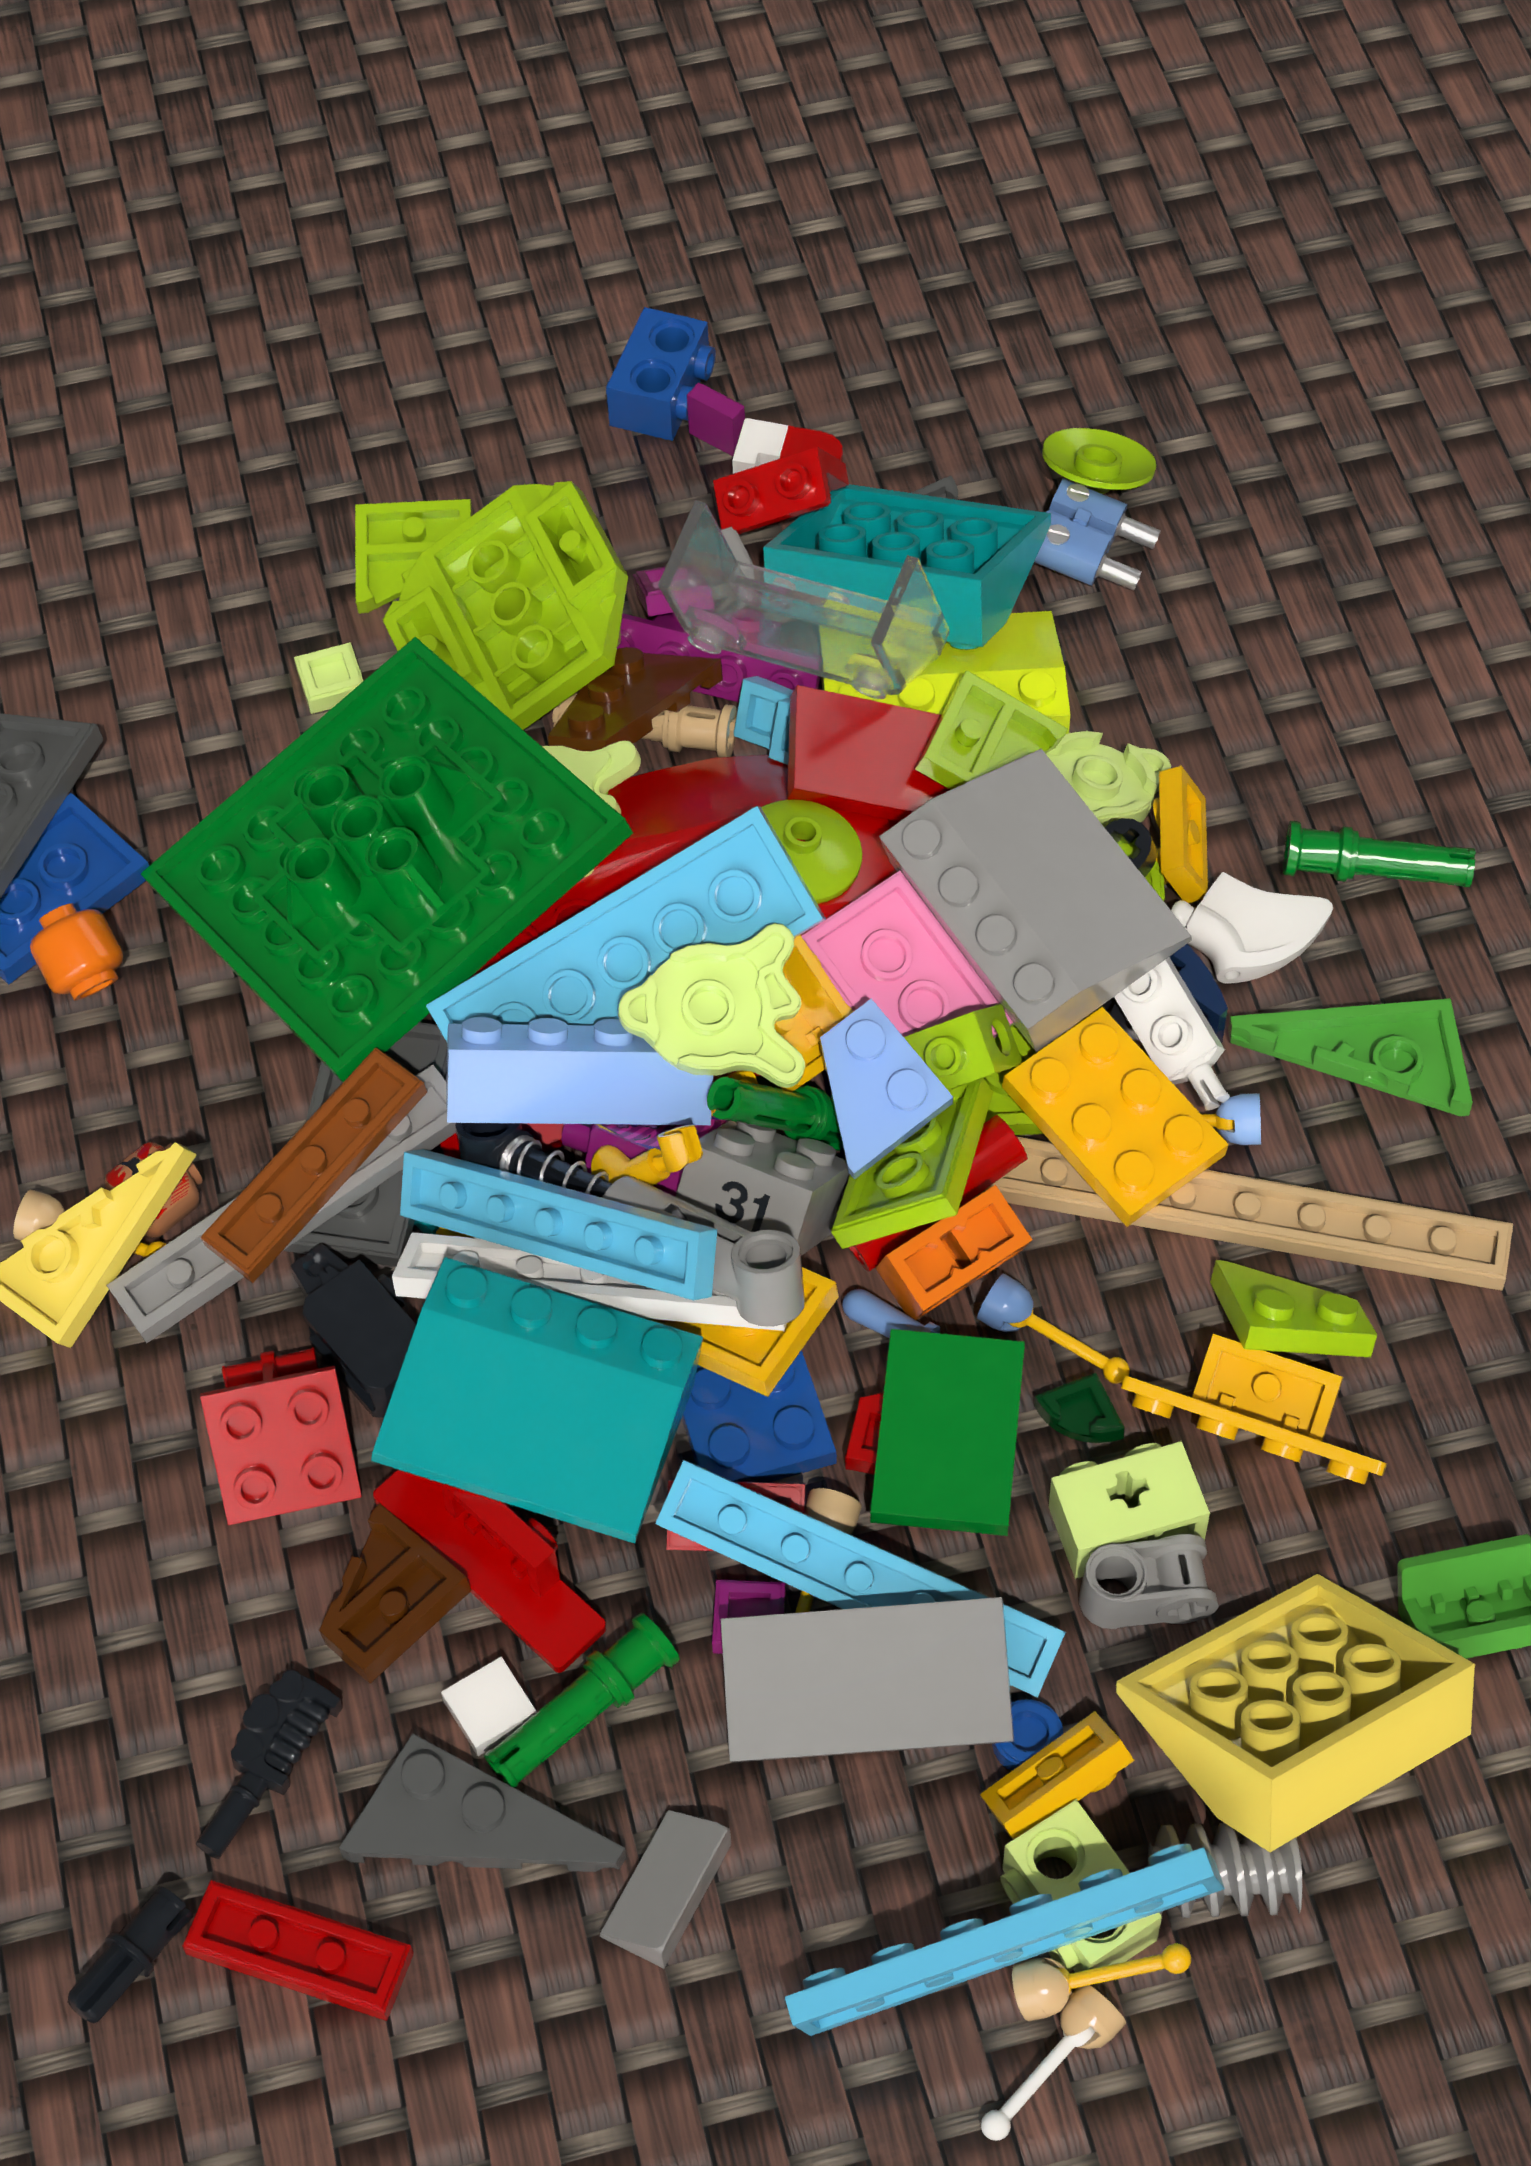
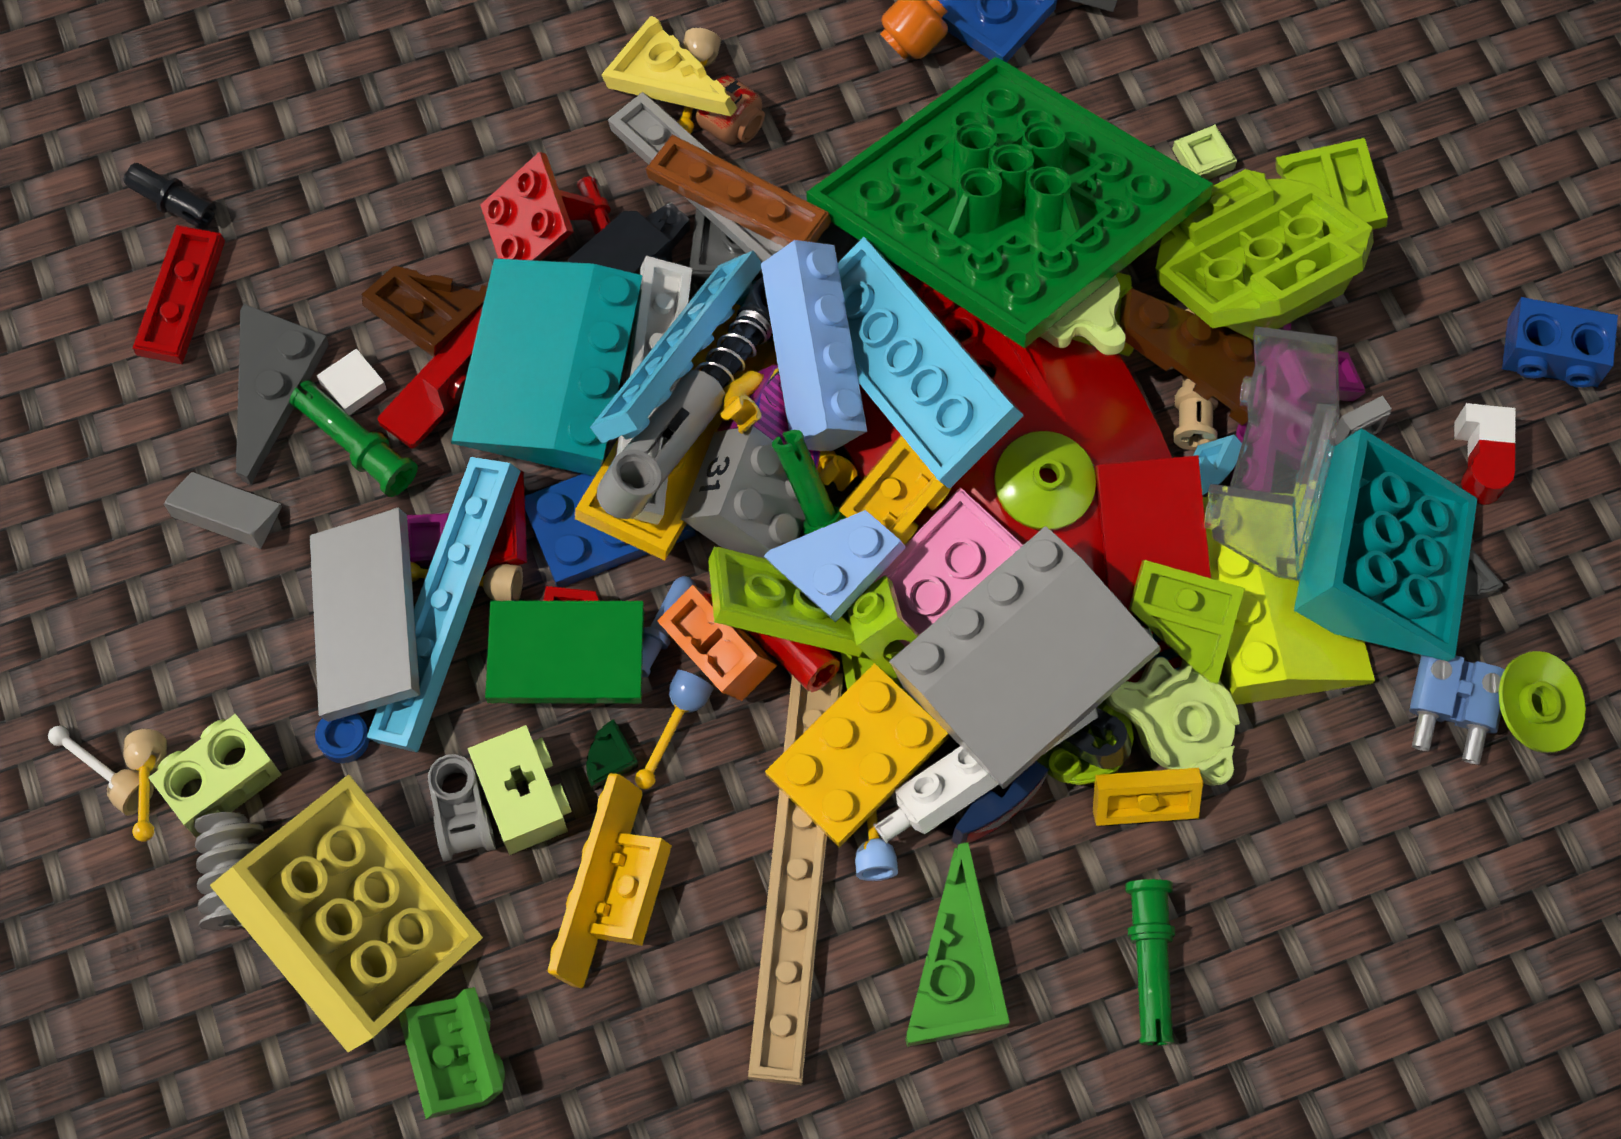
camera: 80 degrees right, 10 degrees up
(272, 1740) = (320, 254): black piece -> none
(715, 418) = (1523, 387): magenta tile -> none
(718, 1008) = (856, 421): yellowish green tile -> none
(778, 489) = (1433, 440): red bracket -> none
(976, 1949) = (159, 726): medium azure plate -> none
(1061, 1772) = (296, 750): yellow plate -> none
(1251, 929) = (1068, 859): white arm -> none
(1290, 1315) = (694, 903): lime wing -> none

